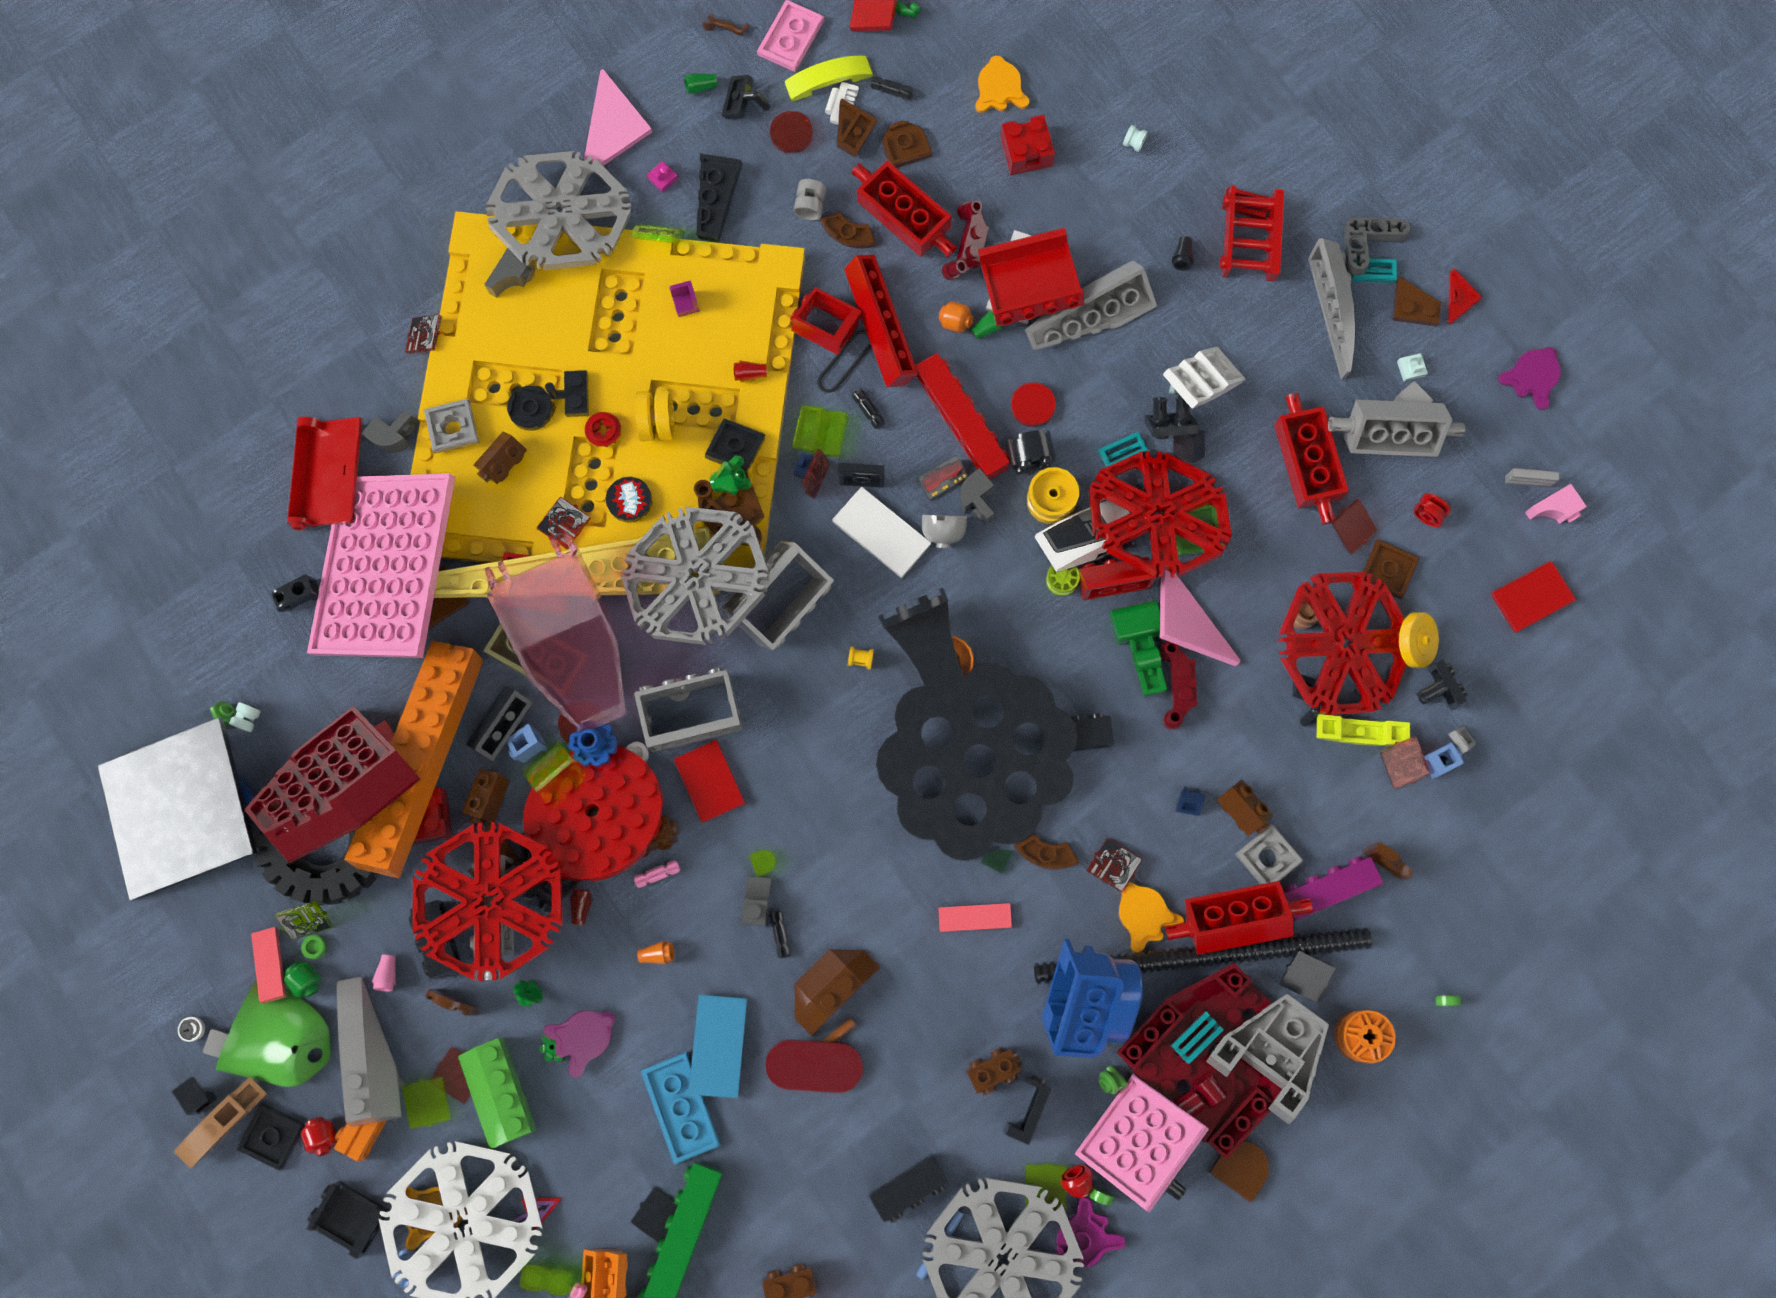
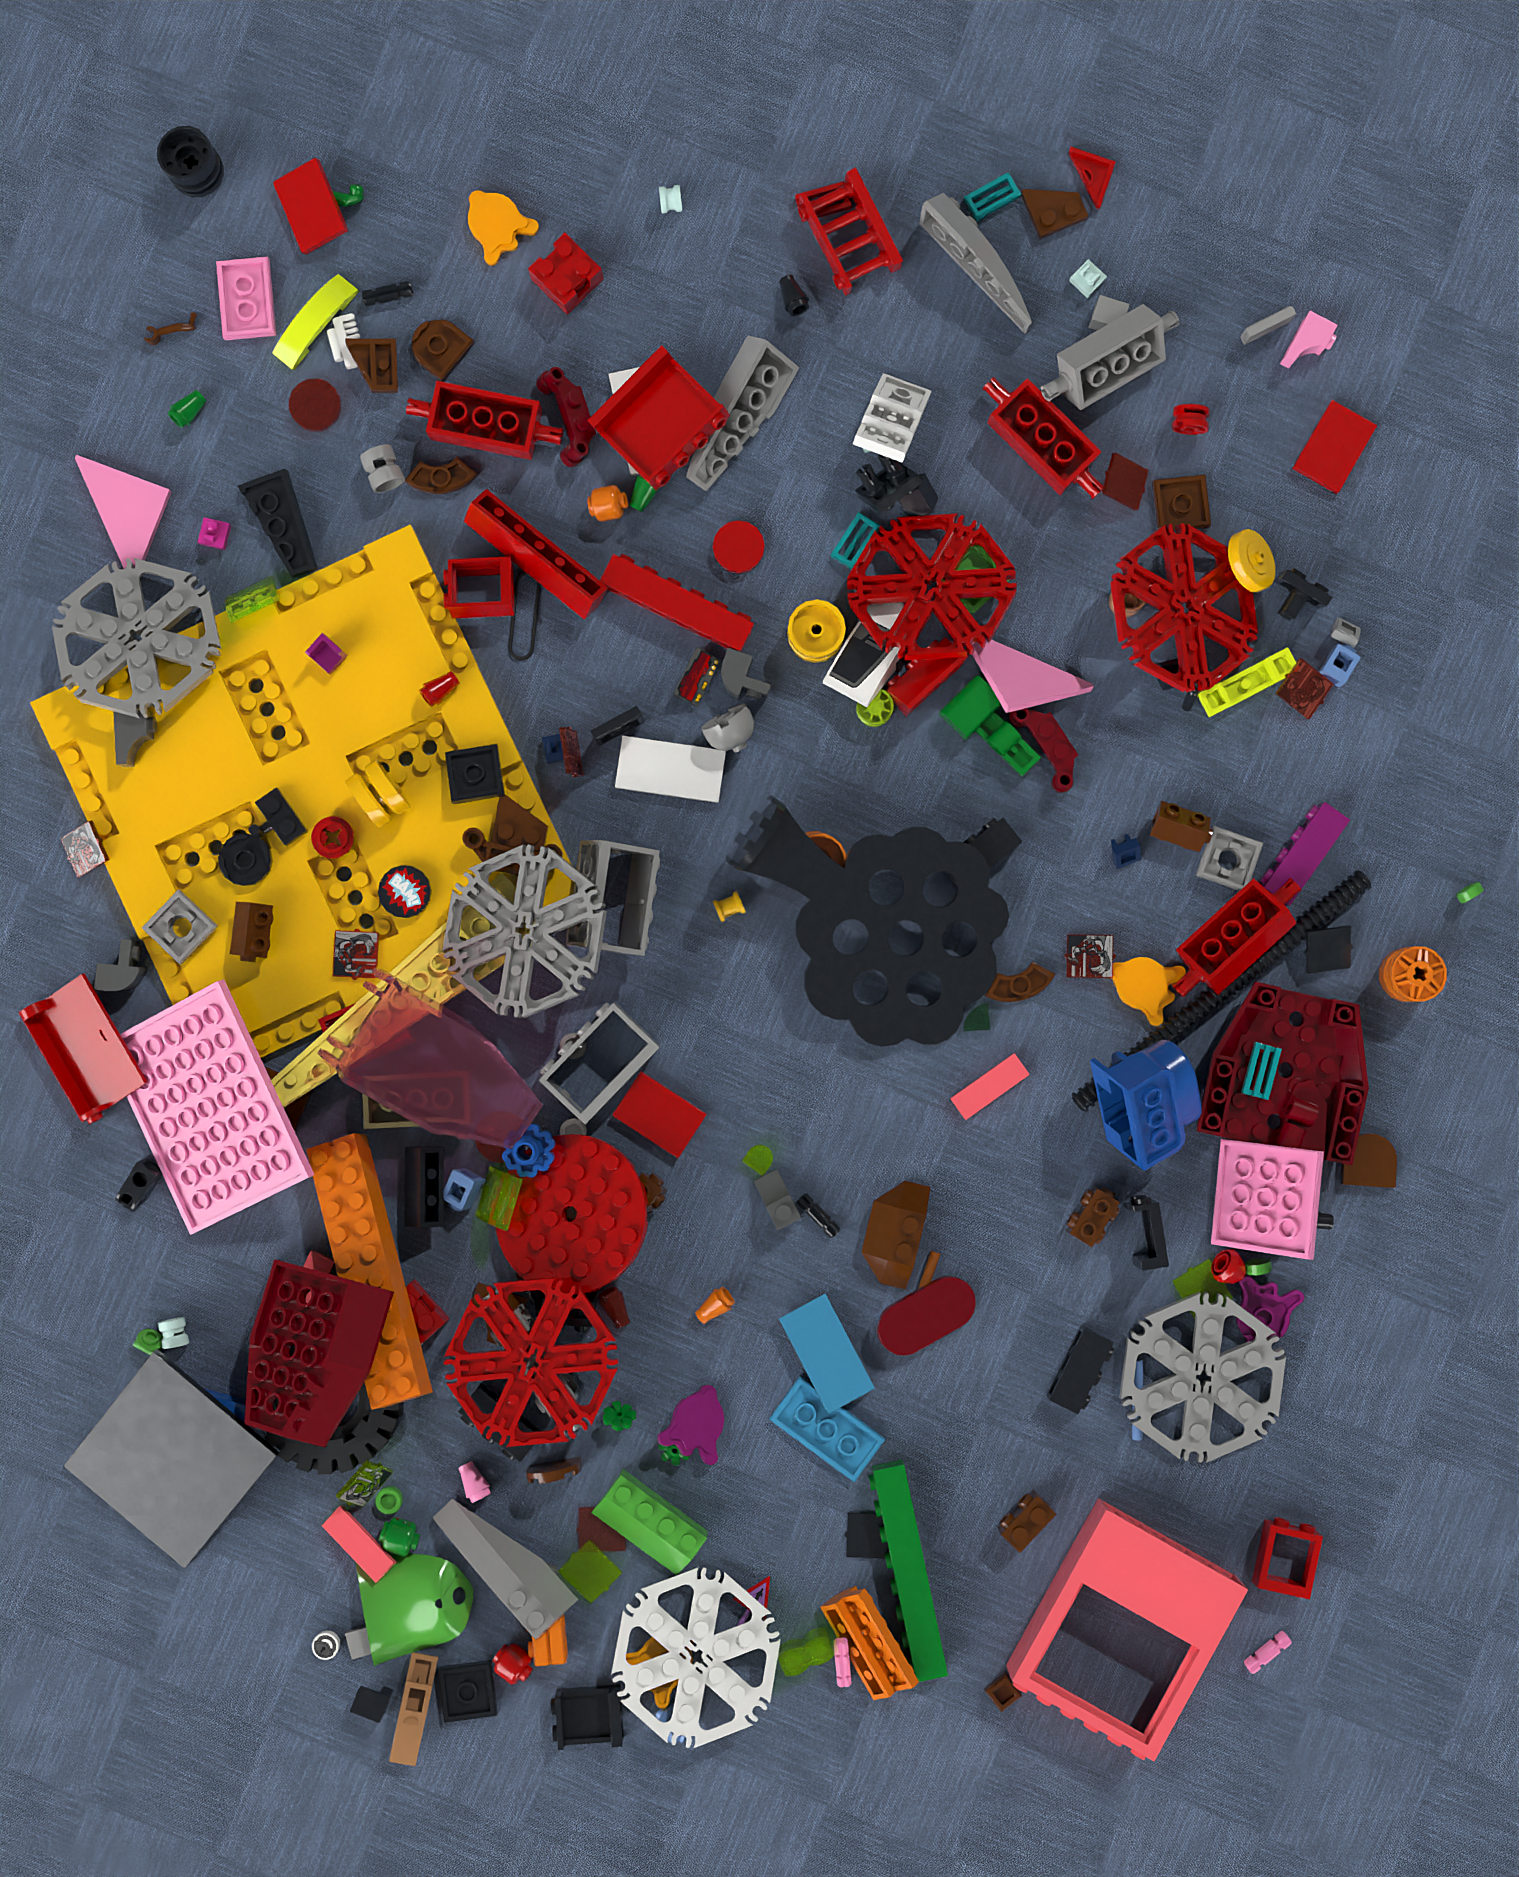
camera: 35 degrees left, 10 degrees up
(485, 797) = (458, 1263): reddish brown brick -> none
(656, 874) = (666, 1232): bright pink axle -> none
(730, 477) = (493, 810): green rock -> none
(738, 95) = (237, 399): black plate -> none
(820, 431) = (546, 703): clear neon green slope -> none
(868, 408) = (578, 651): black axle -> none
(1031, 451) = (767, 598): black brick -> none
(1112, 1080) = (1206, 1157): bright green plate -> none
(1282, 1046) = (1344, 1031): light grey wedge -> none
(1361, 236) = (960, 168): dark grey beam -> none
(1388, 860) = (1342, 794): reddish brown tile -> none
(1534, 374) = (1211, 213): magenta tile -> none

